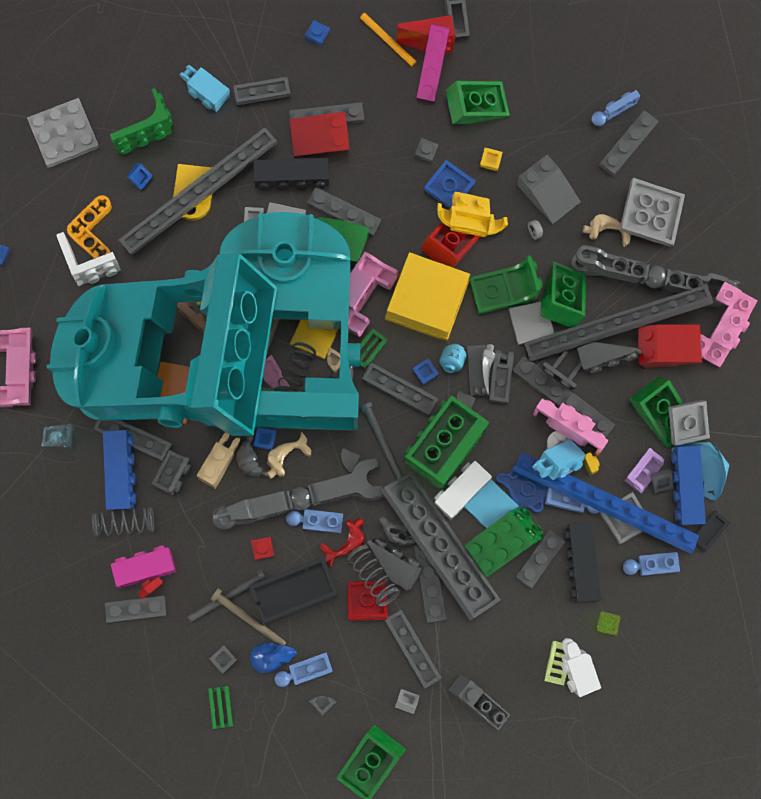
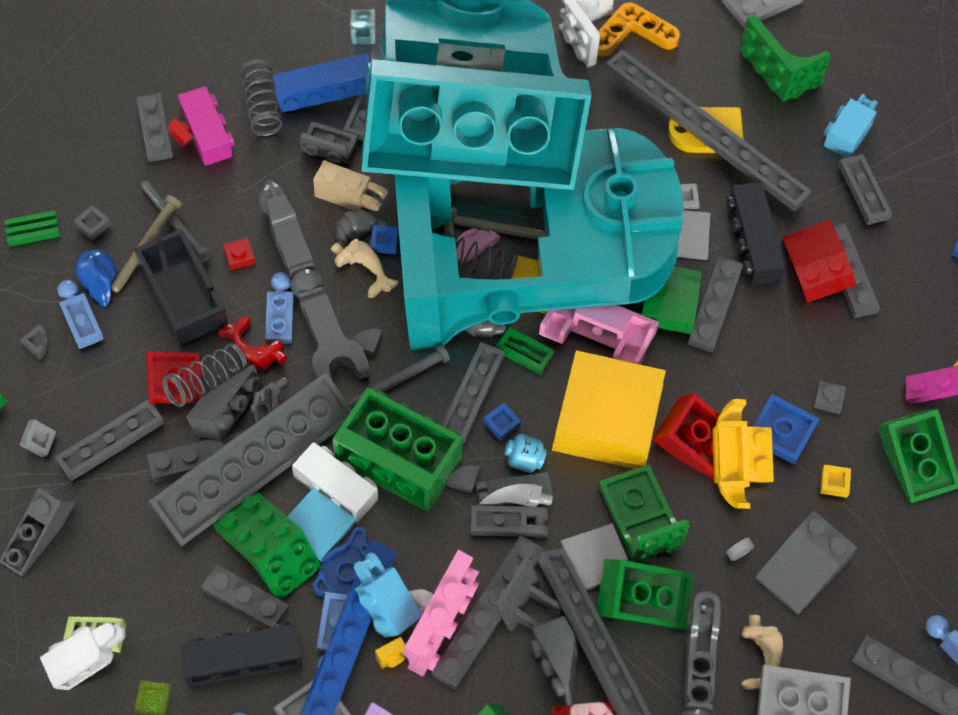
camera: 85 degrees right, 15 degrees down
(139, 176) = (713, 67): blue plate -> none

